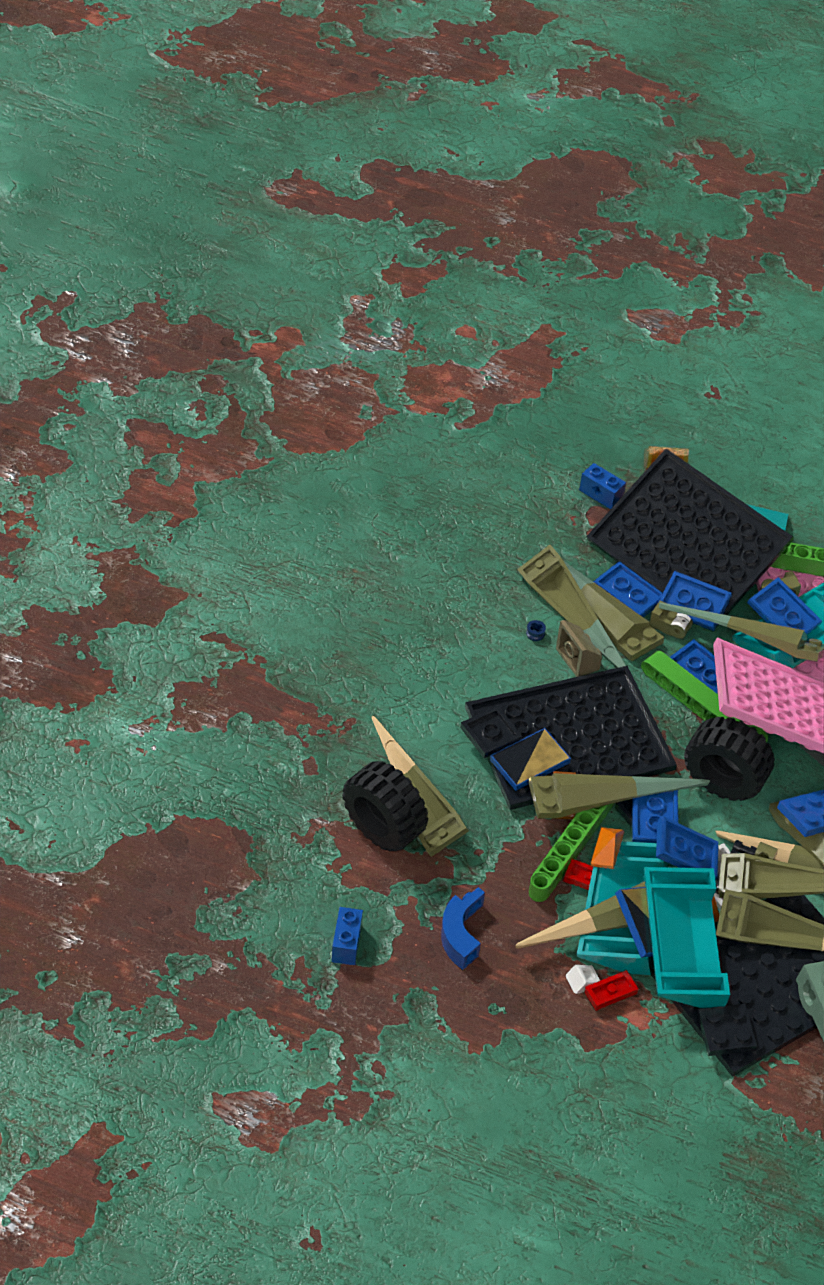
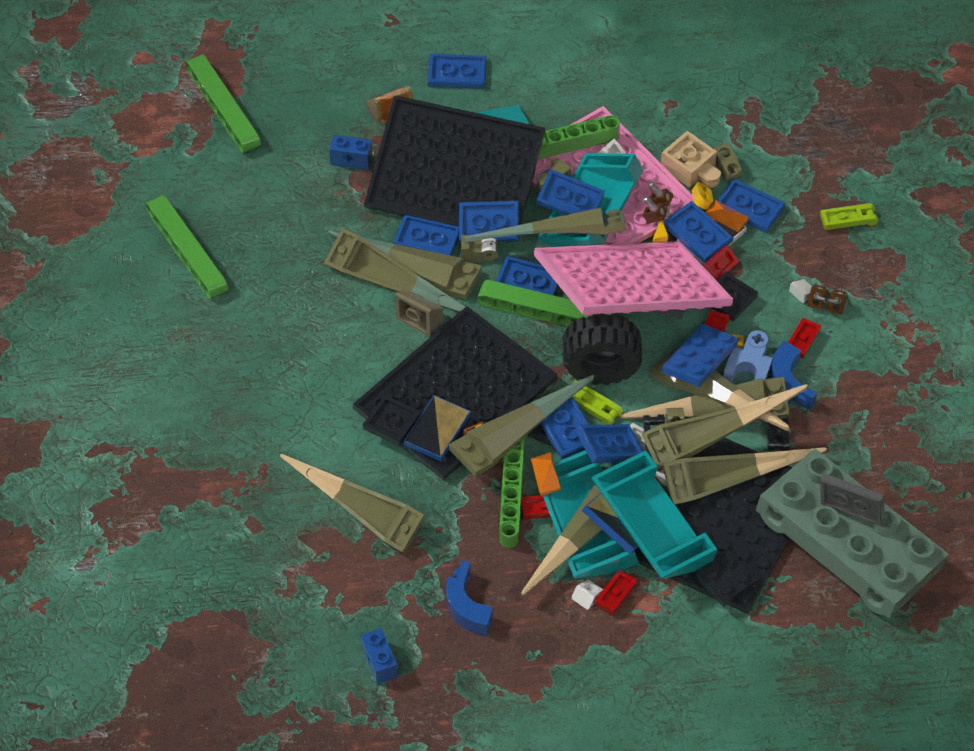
camera: 25 degrees left, 5 degrees up
(385, 806) = (348, 529): black tyre -> none
(402, 502) = (186, 247): none -> bright green beam
(512, 397) = (223, 103): none -> bright green beam
(533, 634) = (370, 305): dark blue bush -> none
(697, 810) = (596, 404): none -> lime plate
(748, 460) = (457, 71): none -> blue tile

